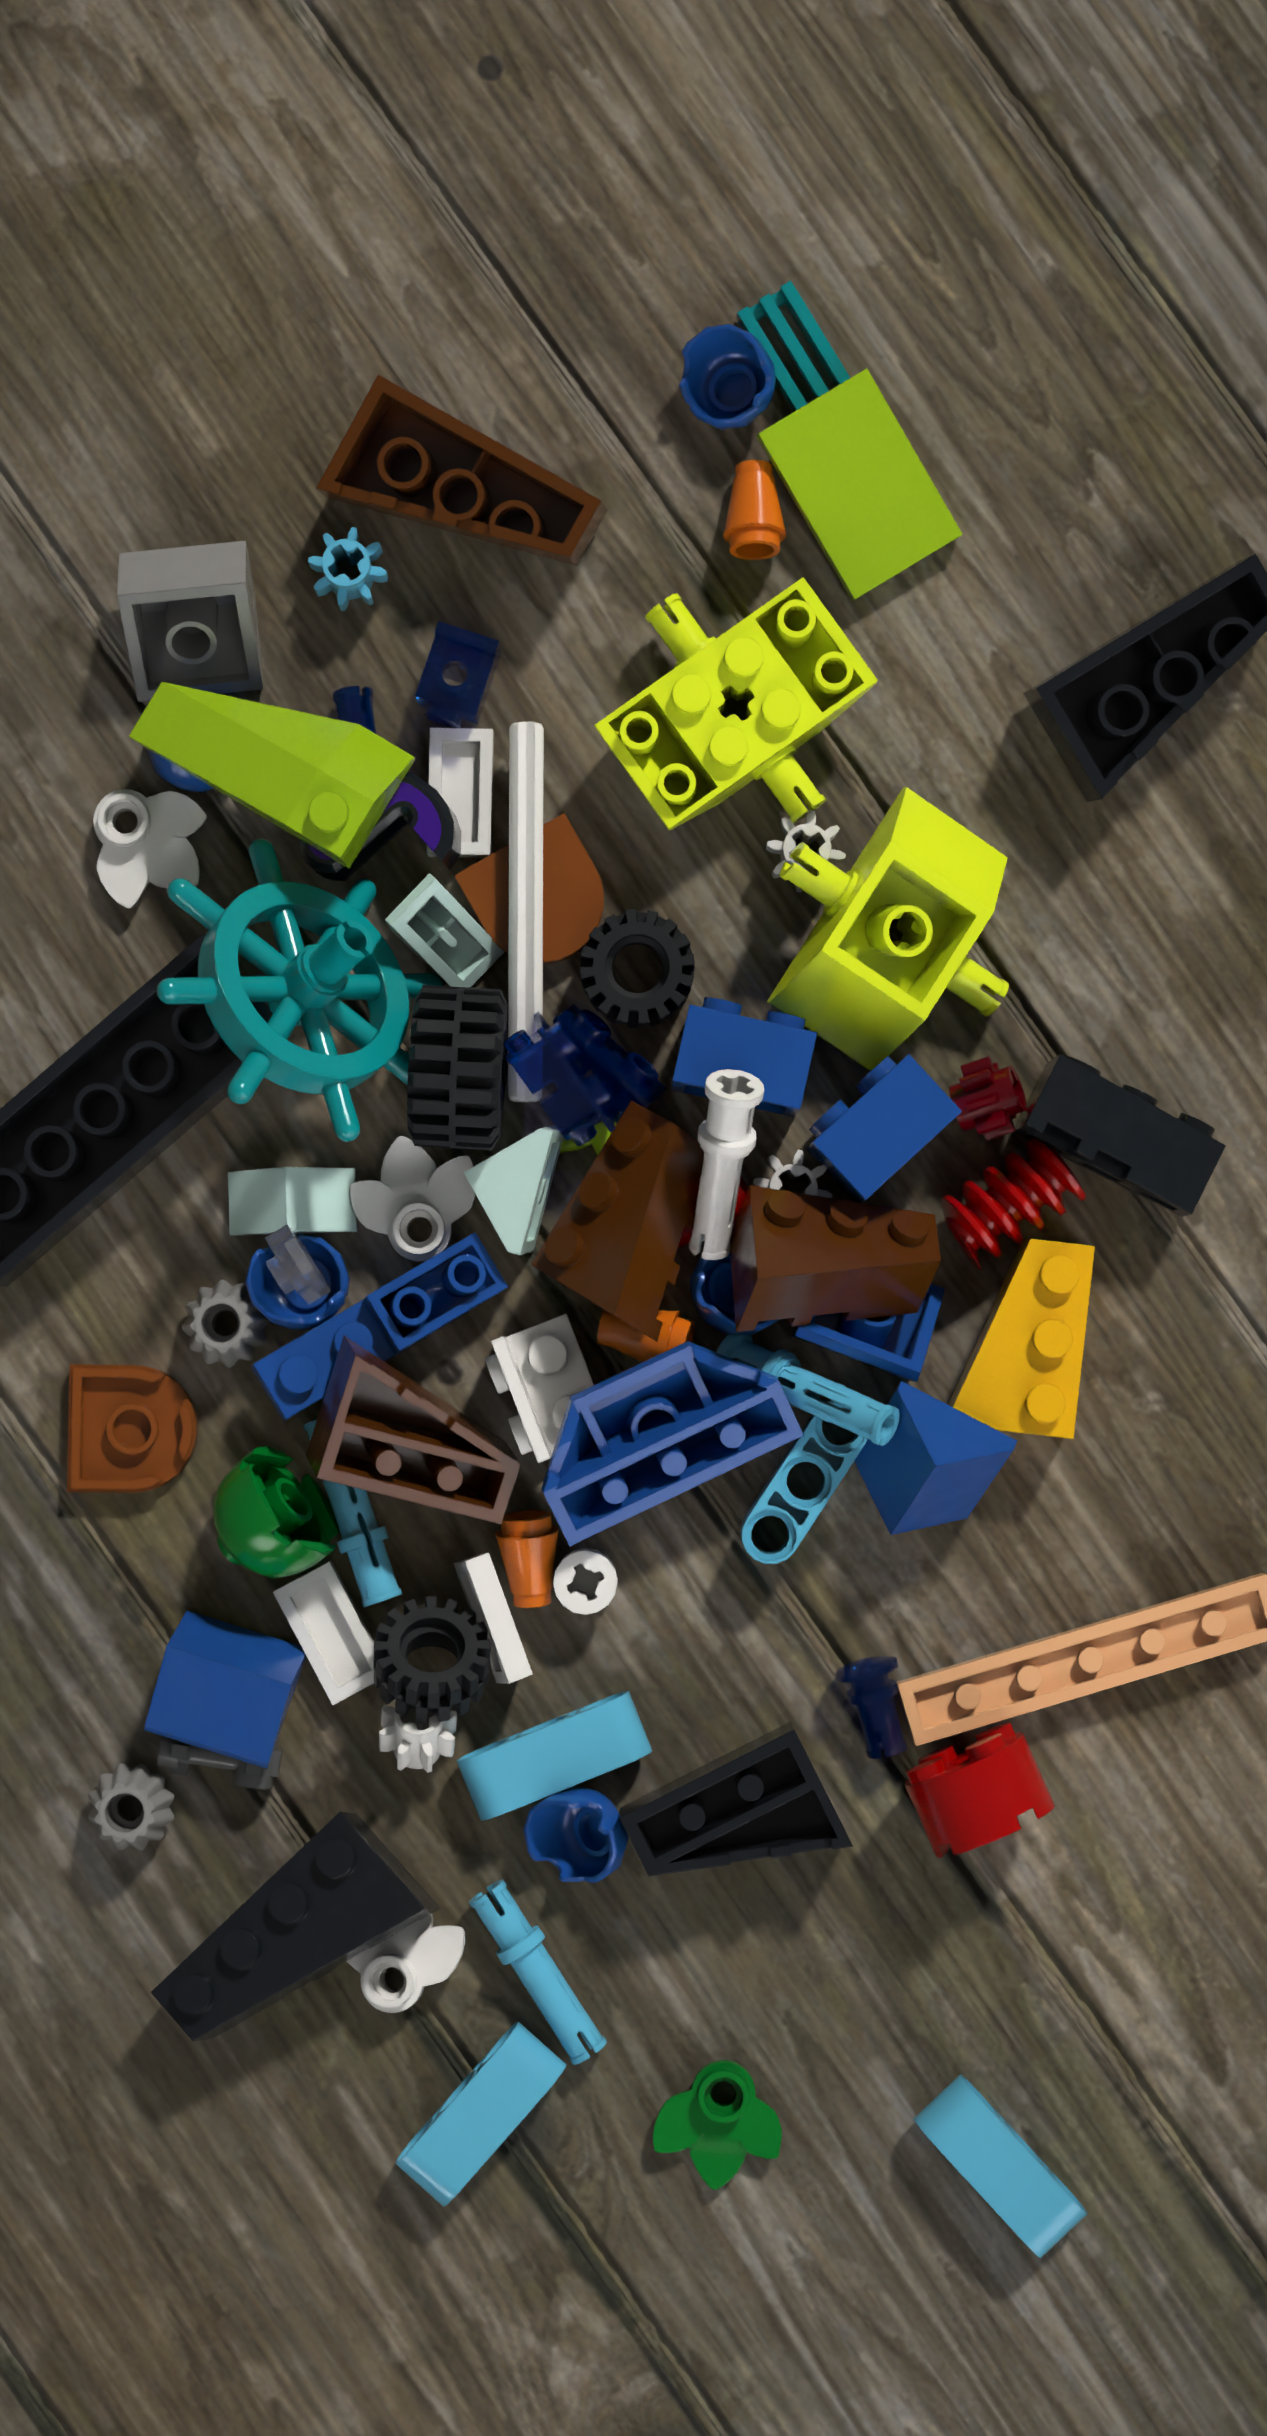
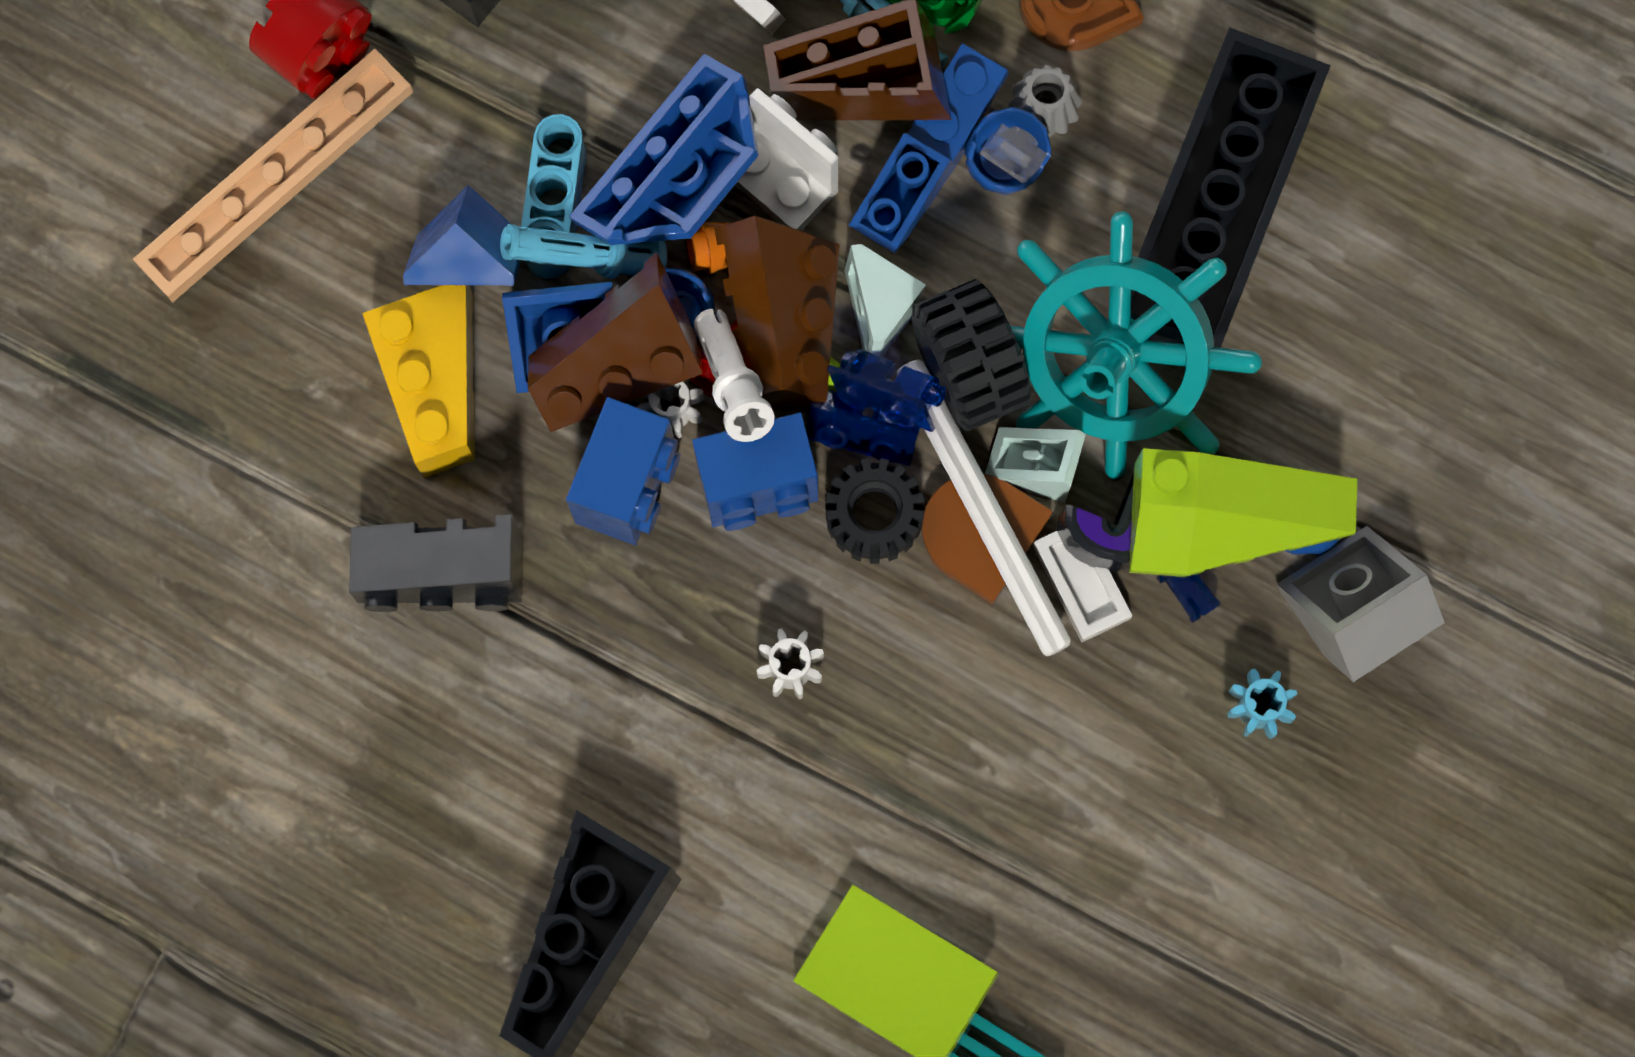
camera: 155 degrees right, 10 degrees down
(153, 850) = (1291, 419): white plate -> none
(292, 1196) = (1043, 210): light aqua slope -> none
(412, 1190) = (960, 260): white plate -> none
(449, 476) = (1222, 814): reddish brown wedge -> none
(474, 653) = (1127, 683): clear blue brick -> none
(528, 1555) = (732, 43): orange cone -> none
(590, 1567) = (679, 59): white wheel -> none
(727, 377) = (1045, 1008): blue hair -> none
(754, 513) = (968, 913): orange cone -> none
(780, 660) = (920, 690): neon yellow slope -> none
(849, 974) = (696, 685): neon yellow slope -> none
(875, 1703) = (425, 71): clear blue pin -> none
(988, 1098) = (553, 542): dark red gear -> none
(1010, 1200) = (498, 472): red piece -> none

